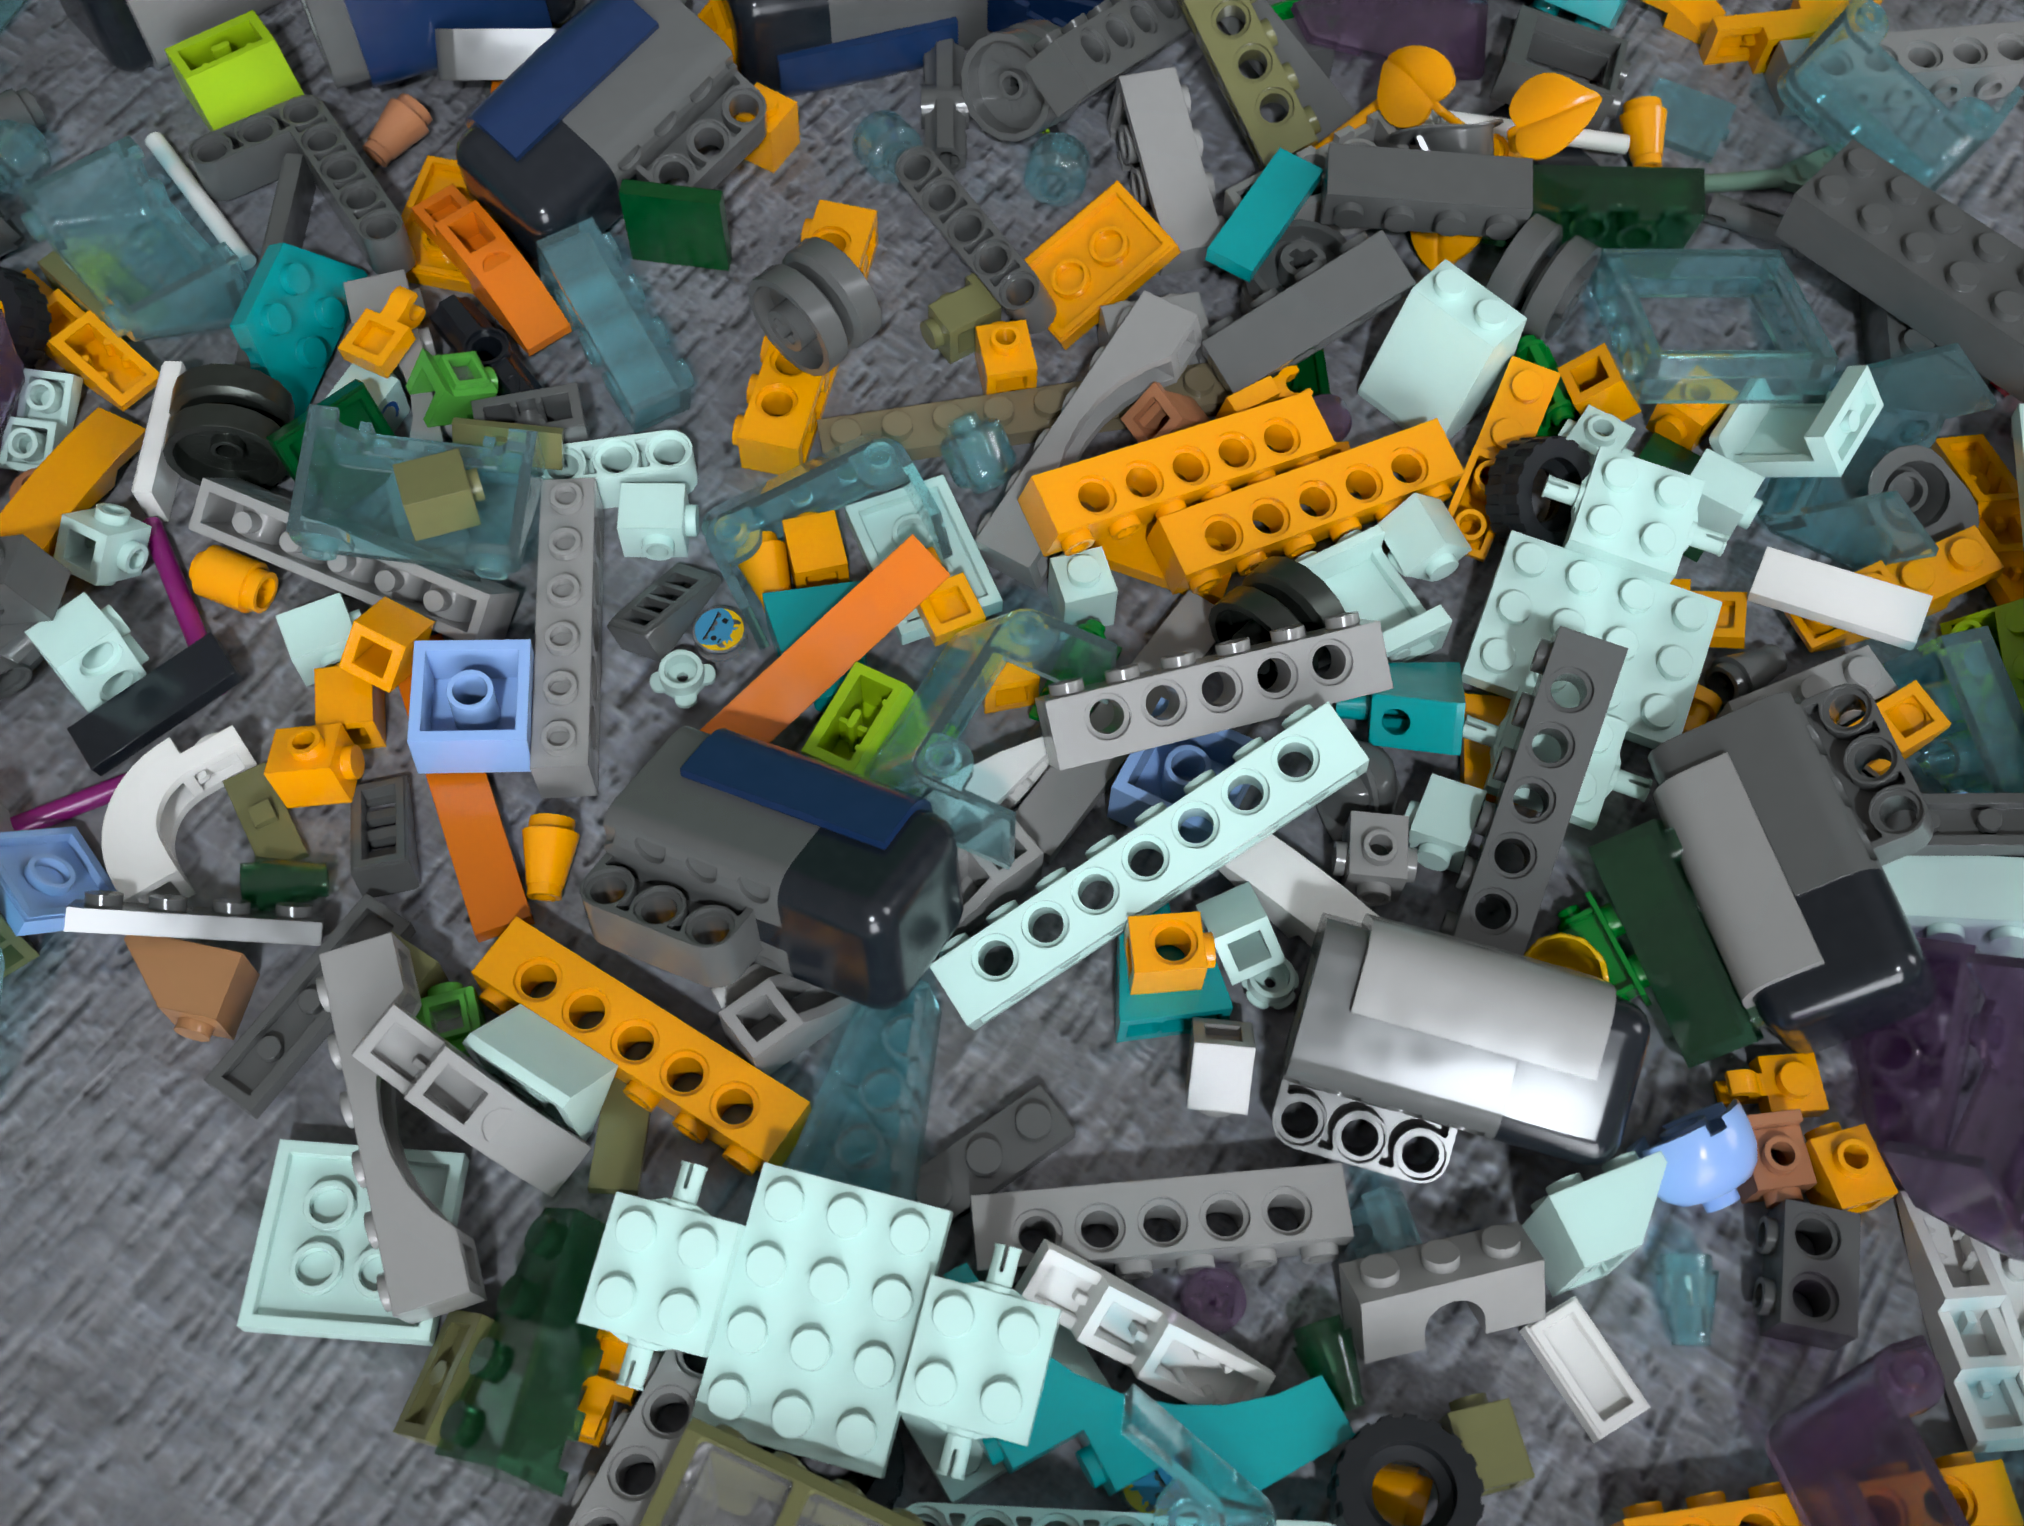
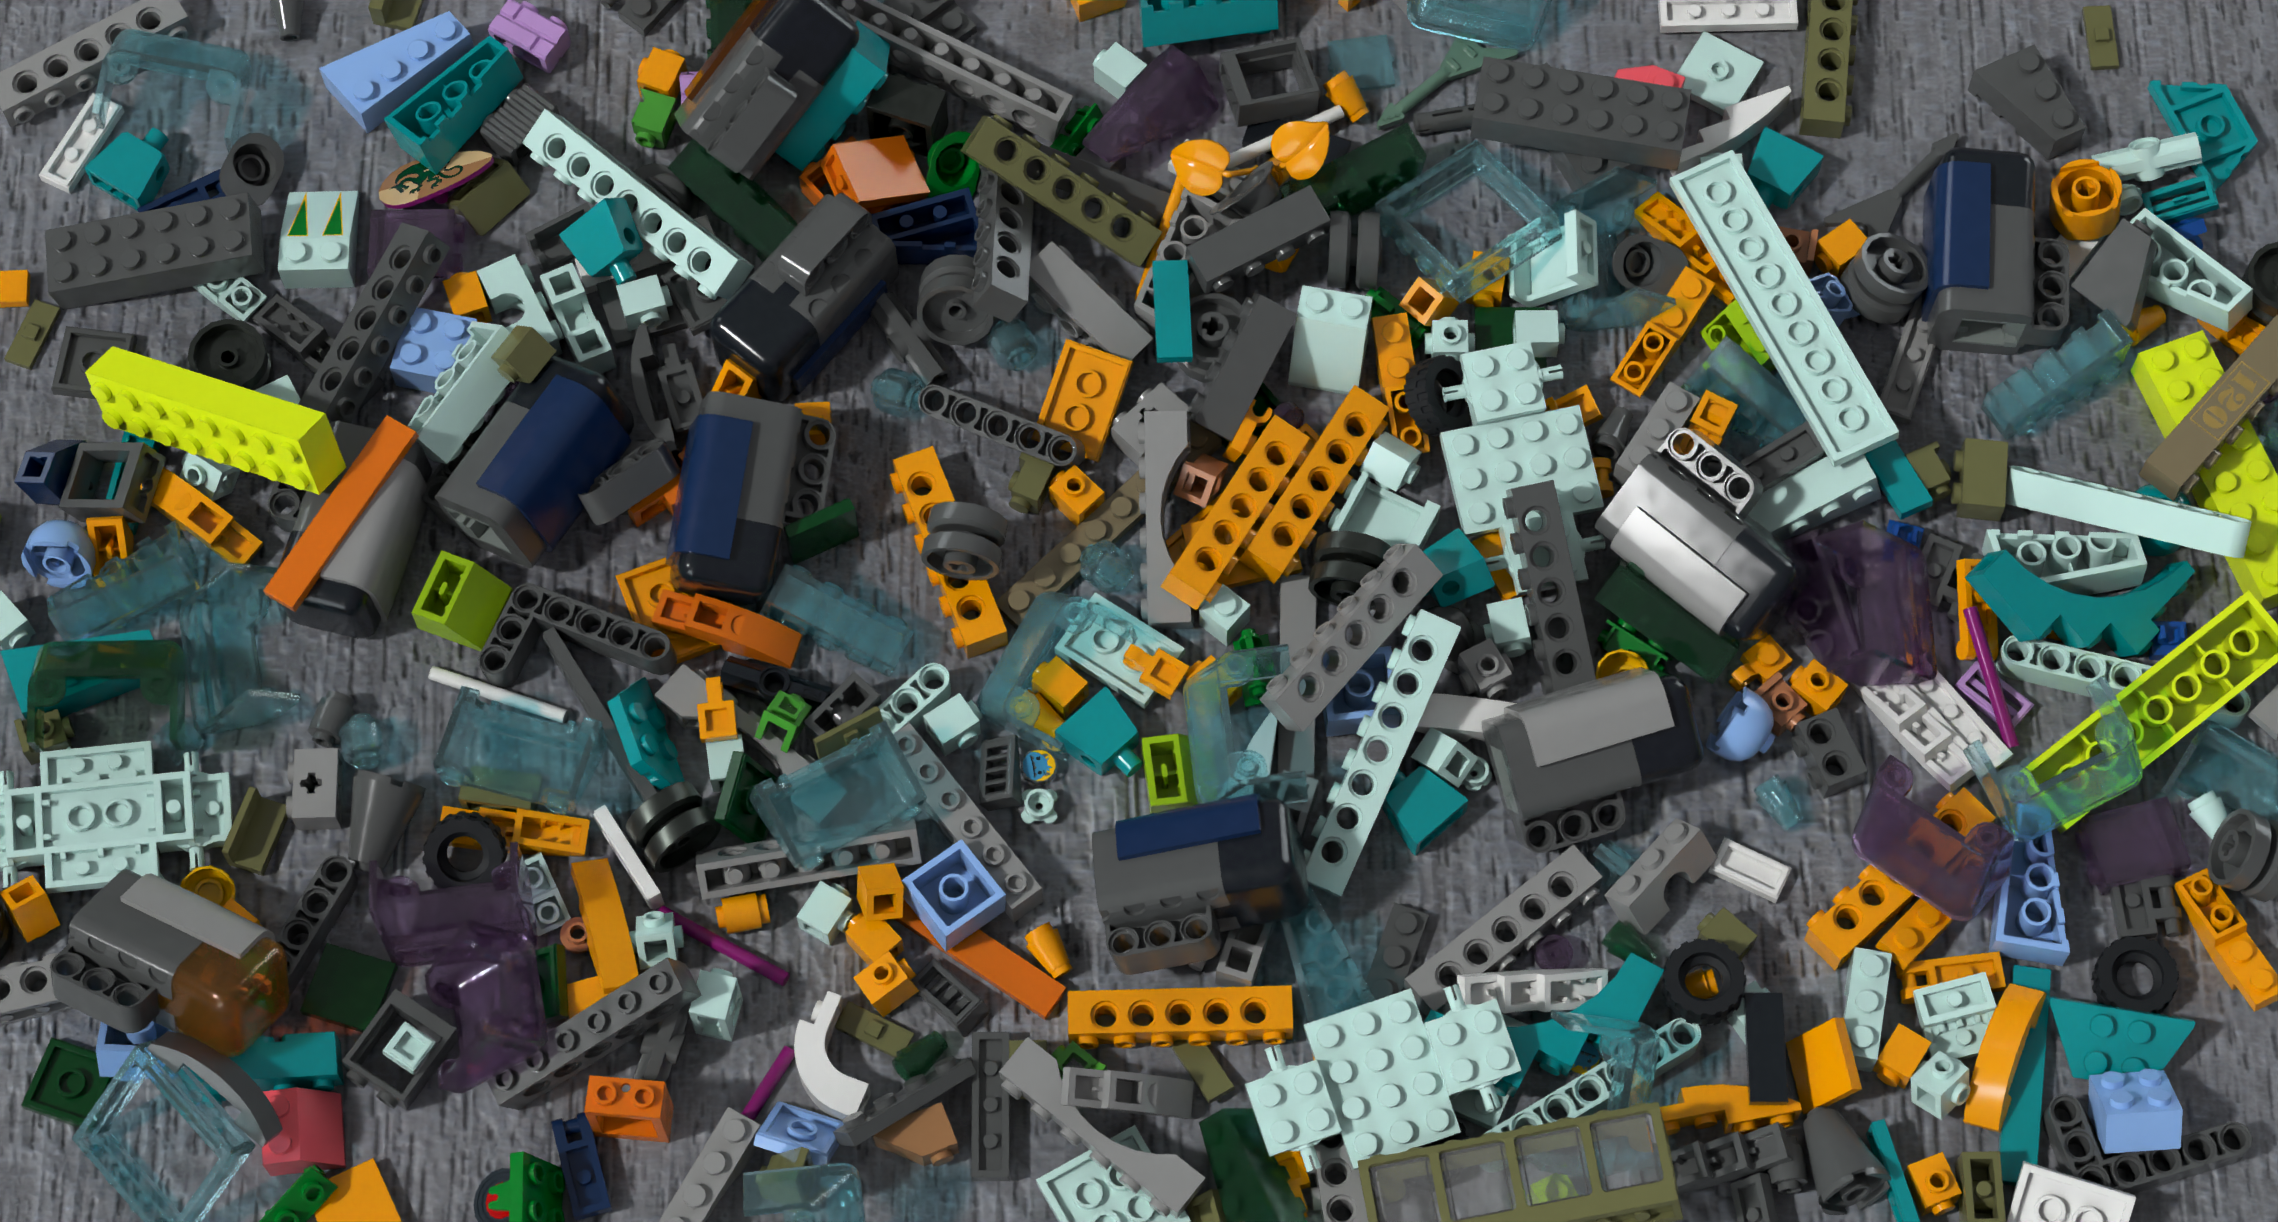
camera: 30 degrees left, 5 degrees up
(155, 704) = (764, 1008): black tile -> none
(397, 129) = (583, 570): nougat cone -> none
(439, 494) = (848, 789): olive brick -> none
(545, 1066) = (1147, 1053): light aqua slope -> none
(833, 644) = (1117, 749): orange tile -> none
(1154, 974) = (1414, 807): light orange brick -> none
(1219, 1066) = (1480, 834): brick -> none
(1596, 1222) = (1713, 795): light aqua slope -> none
(1840, 598) = (1638, 361): white tile -> none

